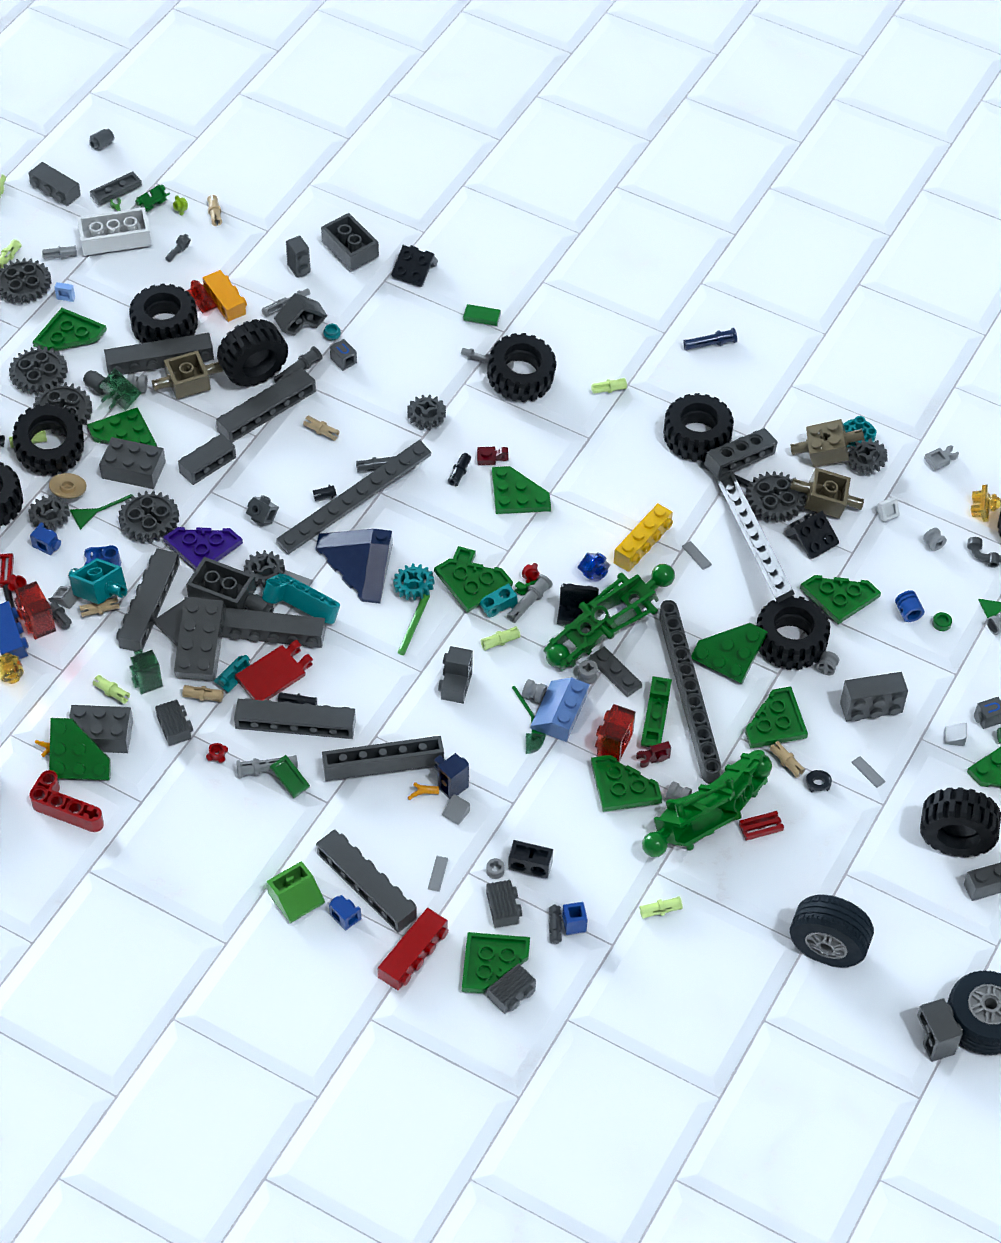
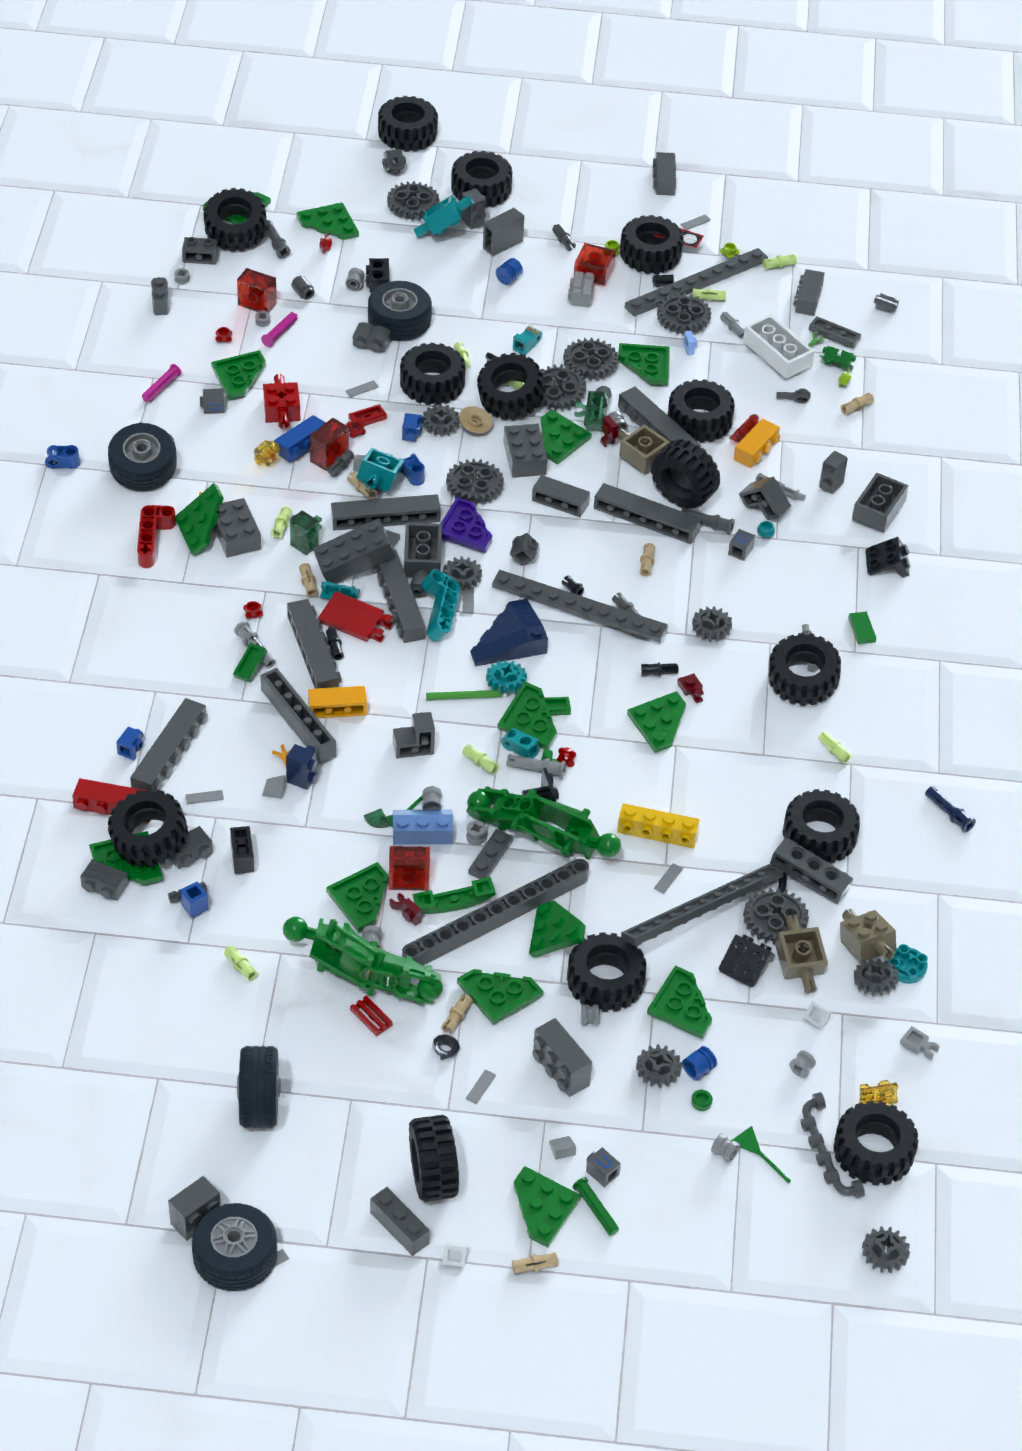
camera: 65 degrees right, 5 degrees down
(83, 516) = (456, 443): green piece -> none
(150, 388) = (610, 431): none -> dark red plate
(173, 722) = (267, 571): dark grey brick -> none
(295, 892) = (133, 702): bright green slope -> none
(378, 720) = (338, 701): none -> light orange brick
(482, 897) = (153, 847): none -> black tyre
(500, 871) = (224, 828): light grey bush -> none
(594, 566) = (598, 797): clear blue brick -> none
(898, 635) = (658, 1065): none -> dark grey gear

